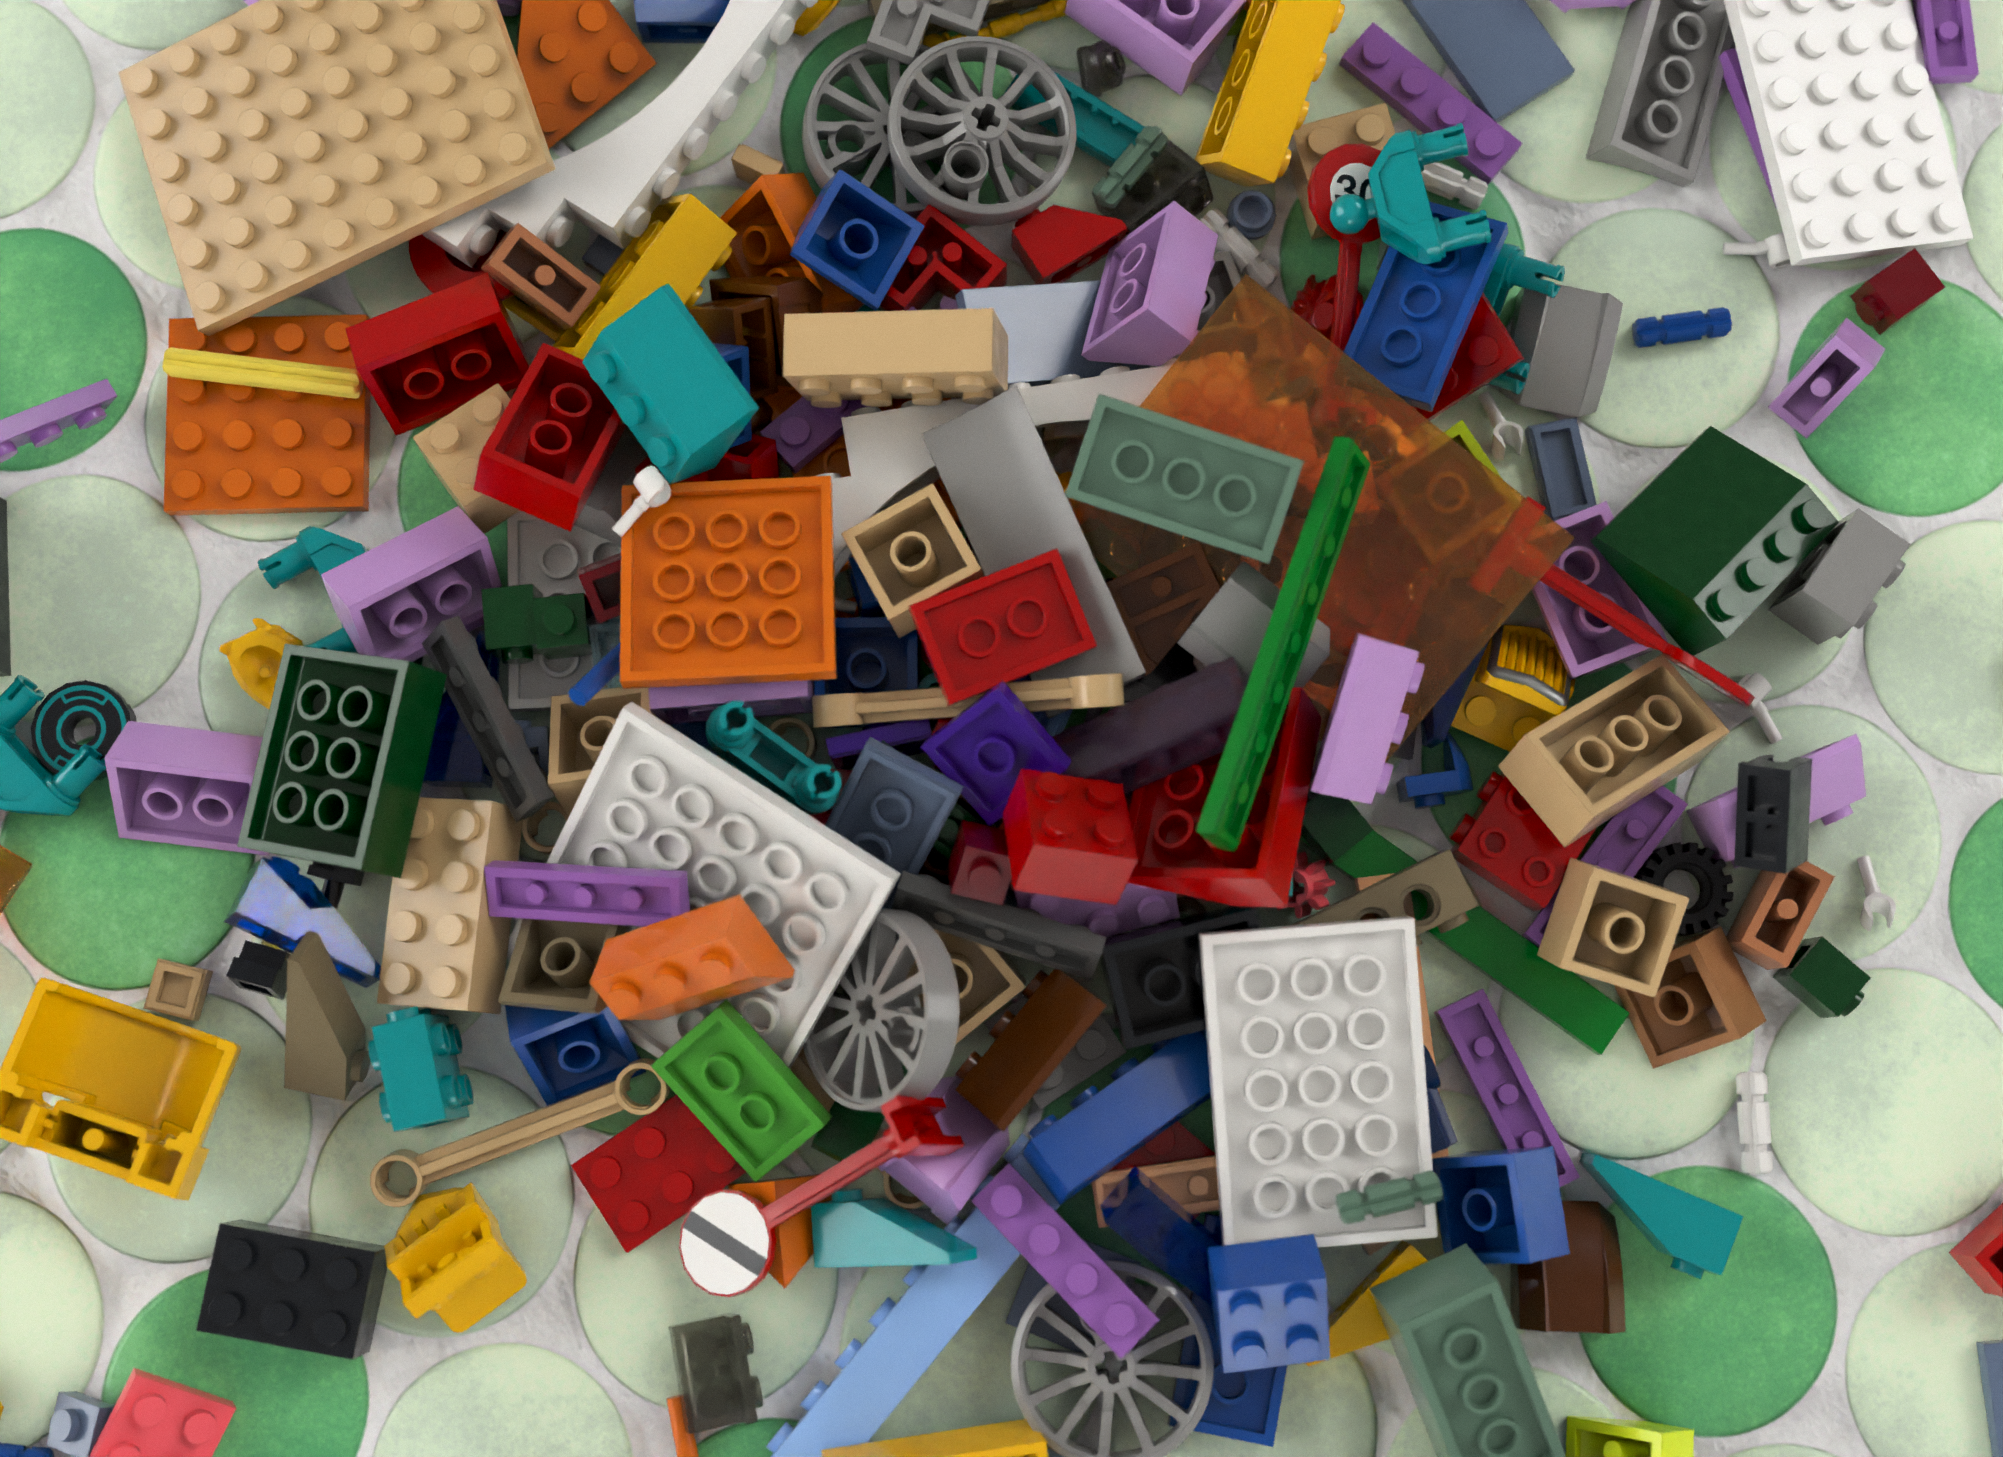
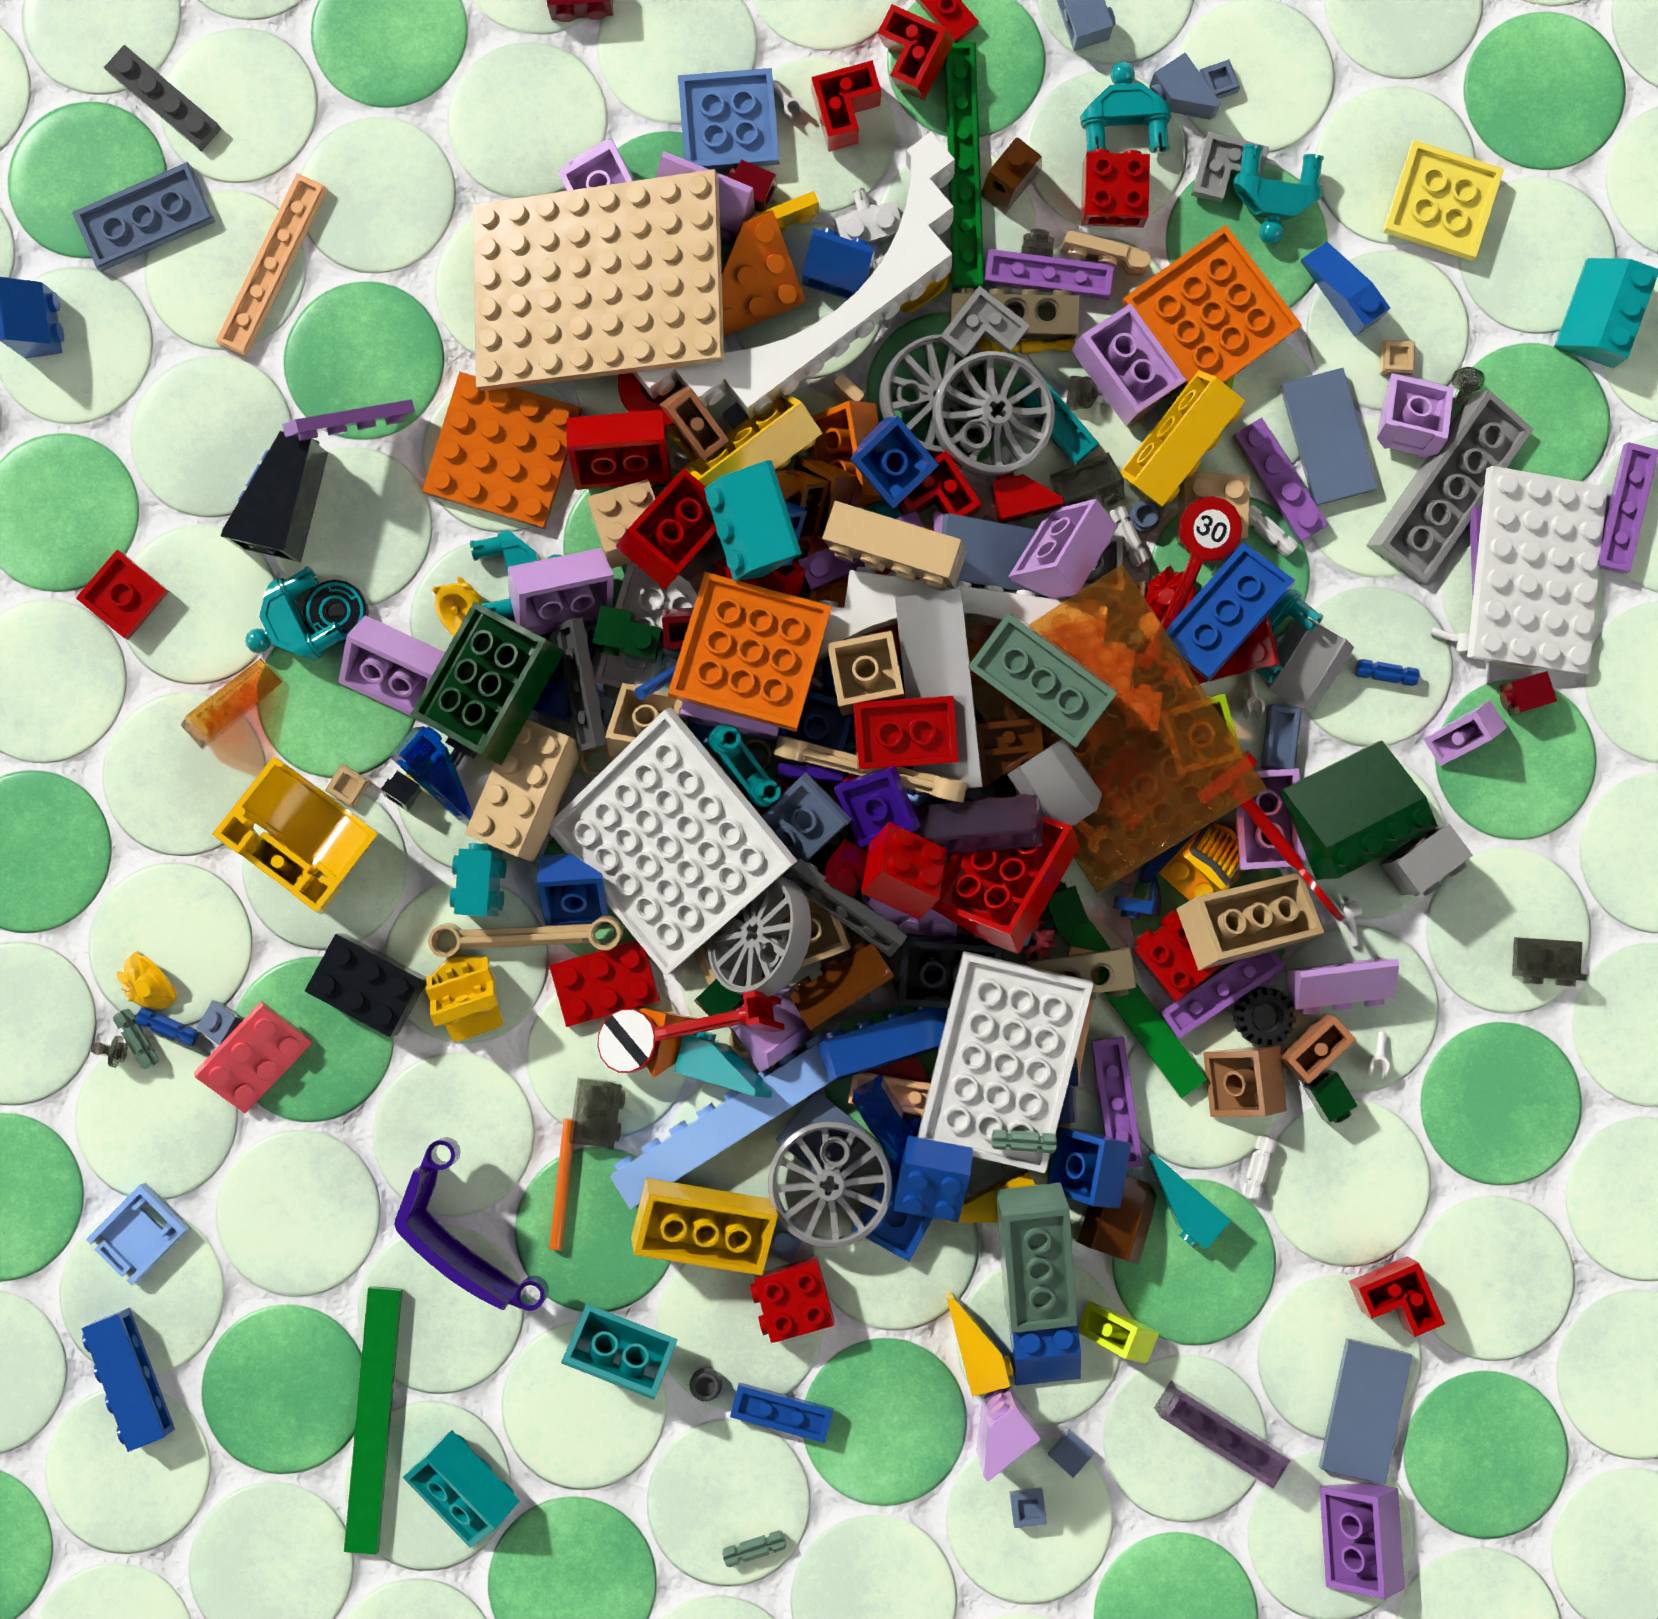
camera: 20 degrees right, 5 degrees up
(263, 372) = (507, 426): light yellow axle -> none
(322, 1026) = (428, 838): dark tan slope -> none
(555, 965) = (585, 845): dark tan slope -> none
(585, 893) = (609, 811): medium lavender plate -> none
(654, 493) = (723, 583): white hand -> none
(688, 962) = (656, 871): orange slope -> none
(741, 1091) = (663, 955): bright green plate -> none
(1065, 1261) = (822, 1115): medium lavender plate -> none
(1130, 167) = (1078, 464): sand green axle -> none
(1284, 646) = (1069, 798): green tile -> none
(1366, 719) = (1104, 856): lavender slope -> none
(1402, 202) = (1235, 542): teal connector -> none
(1612, 927) = (1212, 1026): tan brick -> none
(1773, 813) = (1330, 990): black hinge -> none

